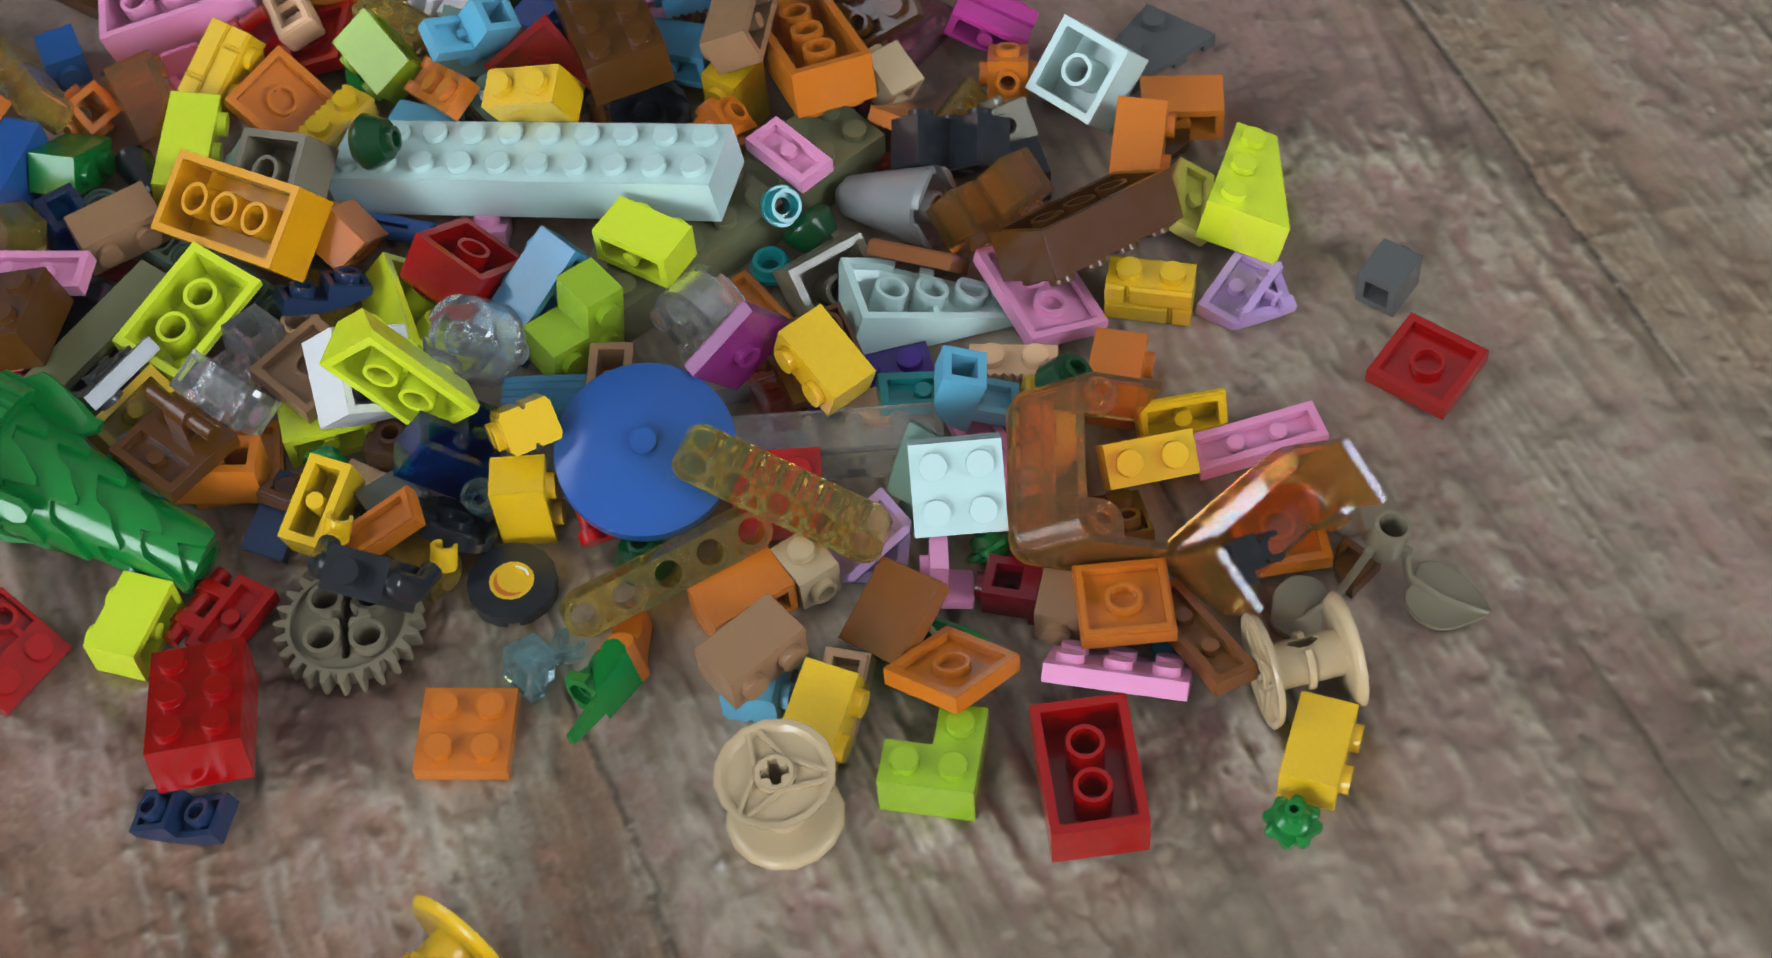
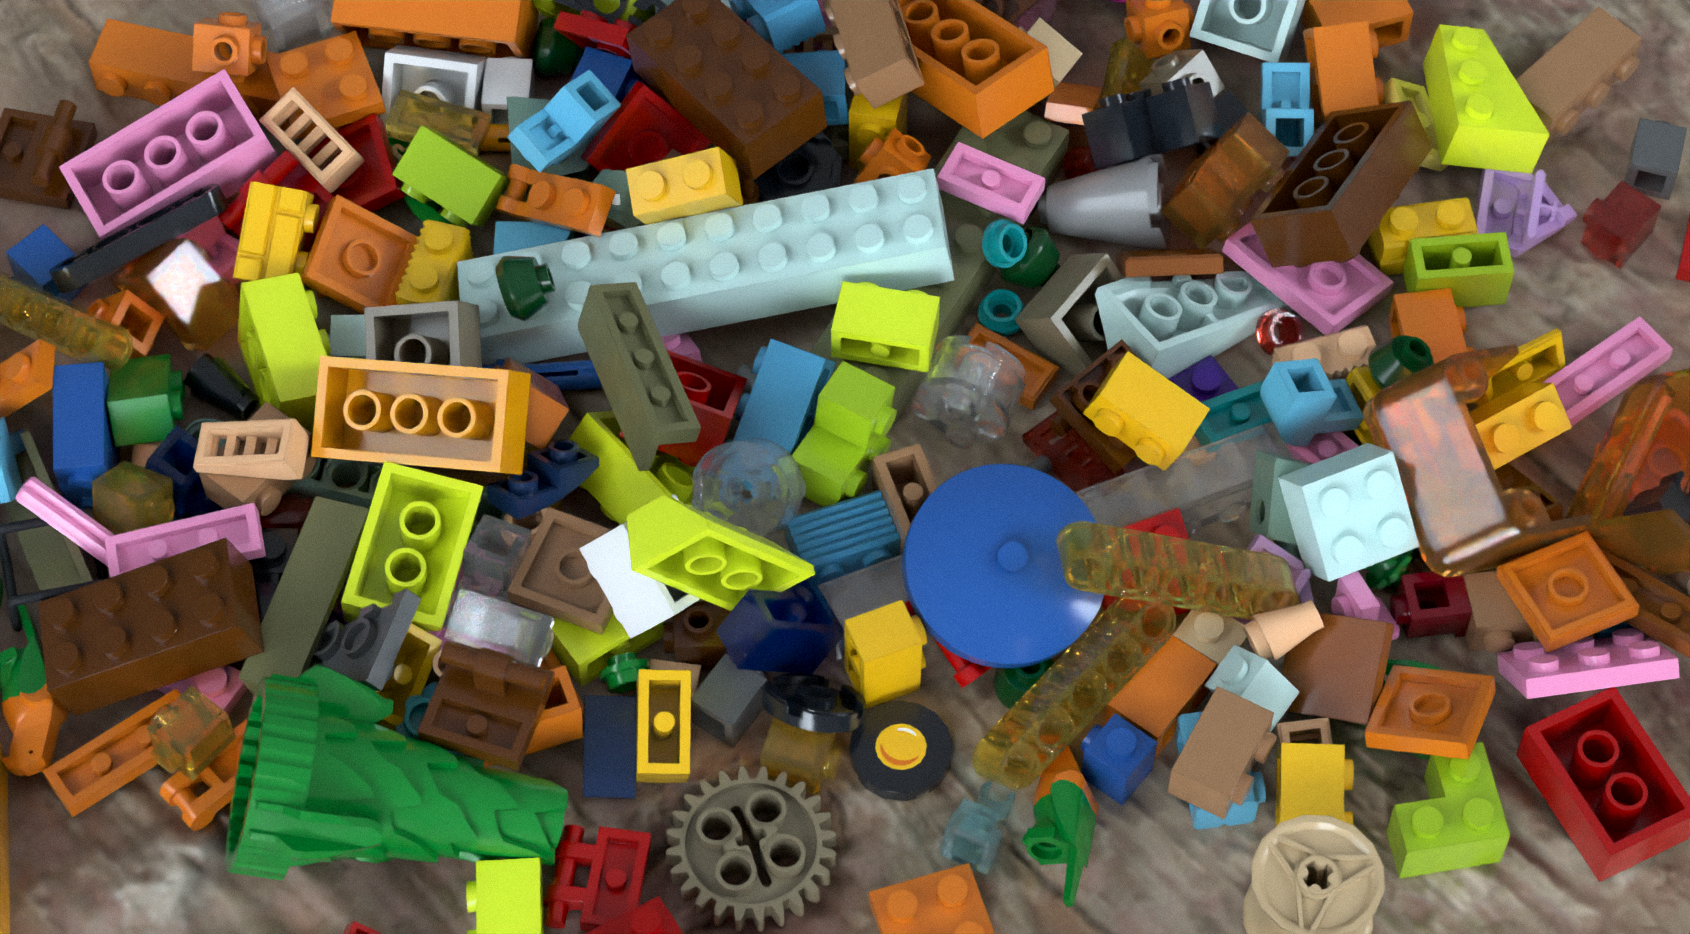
camera: 25 degrees left, 5 degrees up
(111, 212) = (283, 454): none -> light nougat slope
(125, 46) = (139, 238): none -> black beam
(278, 492) = (613, 718): reddish brown tile -> none
(375, 576) = (773, 790): black torso -> none
(387, 523) = (748, 732): orange tile -> none
(425, 220) = (635, 371): none -> olive panel
(475, 487) = (836, 656): clear light blue hinge -> none
(523, 425) = (866, 572): yellow brick -> none
(675, 634) = (1117, 758): none -> blue brick
(737, 346) = (1058, 421): magenta plate -> none
(816, 609) = (1255, 681): none -> light aqua brick
(855, 567) = (1280, 630): none -> light nougat cone
(993, 323) = (1288, 325): none -> clear red plate
(1080, 157) = (1286, 104): none -> medium azure brick
(1174, 320) = (1471, 265): none -> lime brick
(1331, 323) = (1619, 224): none -> clear red brick
(1349, 194) = (1580, 70): none -> medium nougat brick

